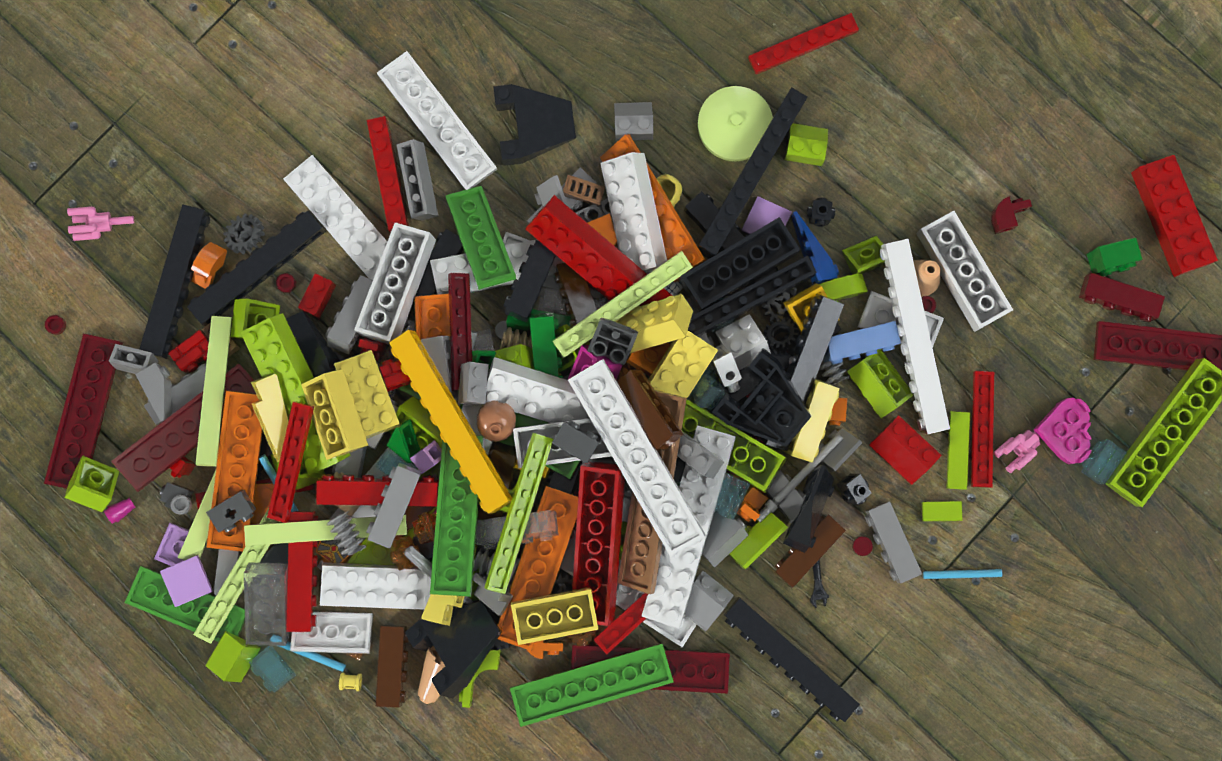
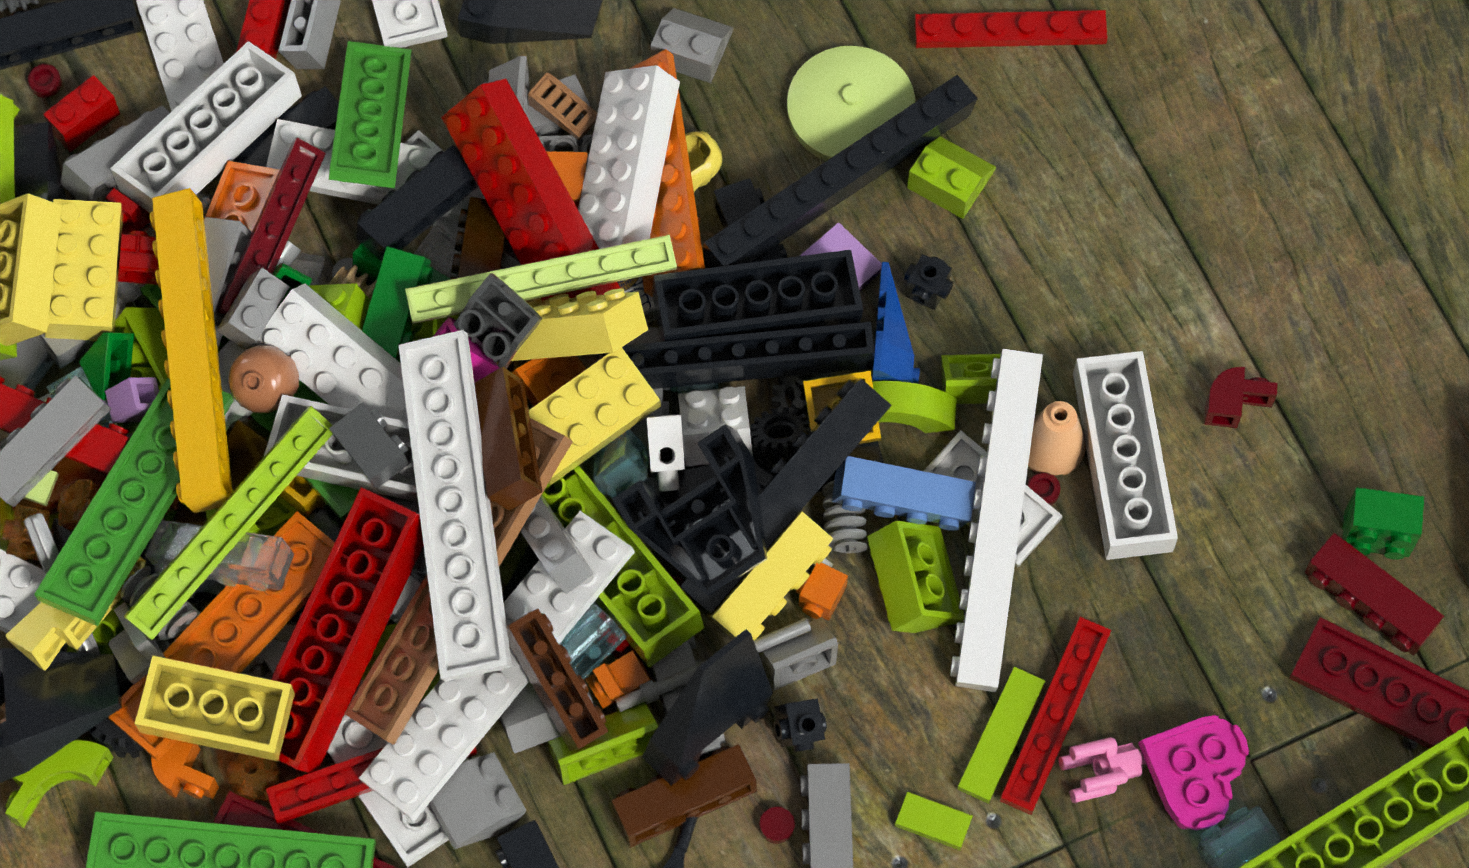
camera: 20 degrees right, 15 degrees down
(727, 528) = (555, 681): none -> reddish brown brick
(905, 450) = (911, 697): red slope -> none

